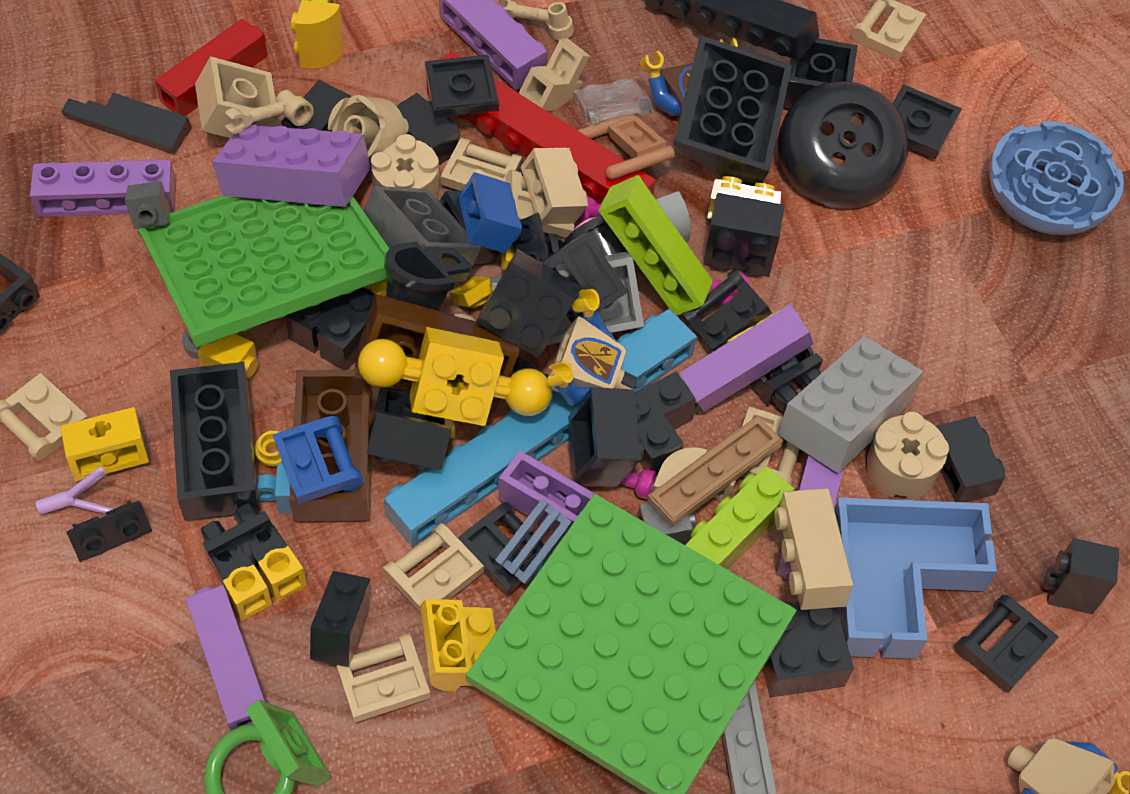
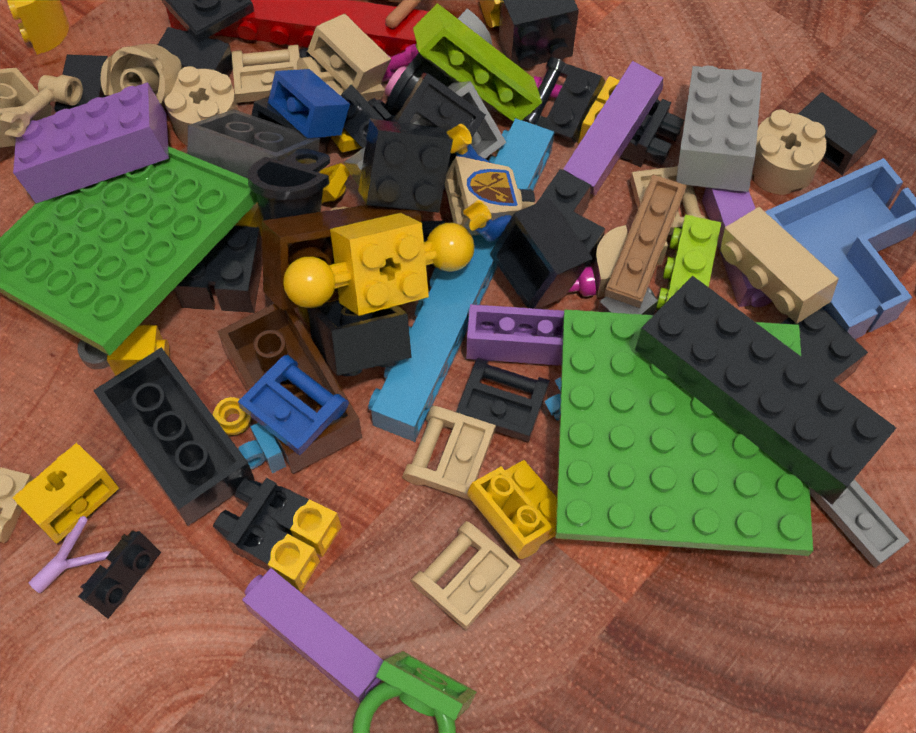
camera: 25 degrees left, 5 degrees up
(340, 619) = (400, 541): black brick -> none
(522, 533) = (539, 347): sand blue tile -> none
(715, 645) = (763, 389): none -> black brick

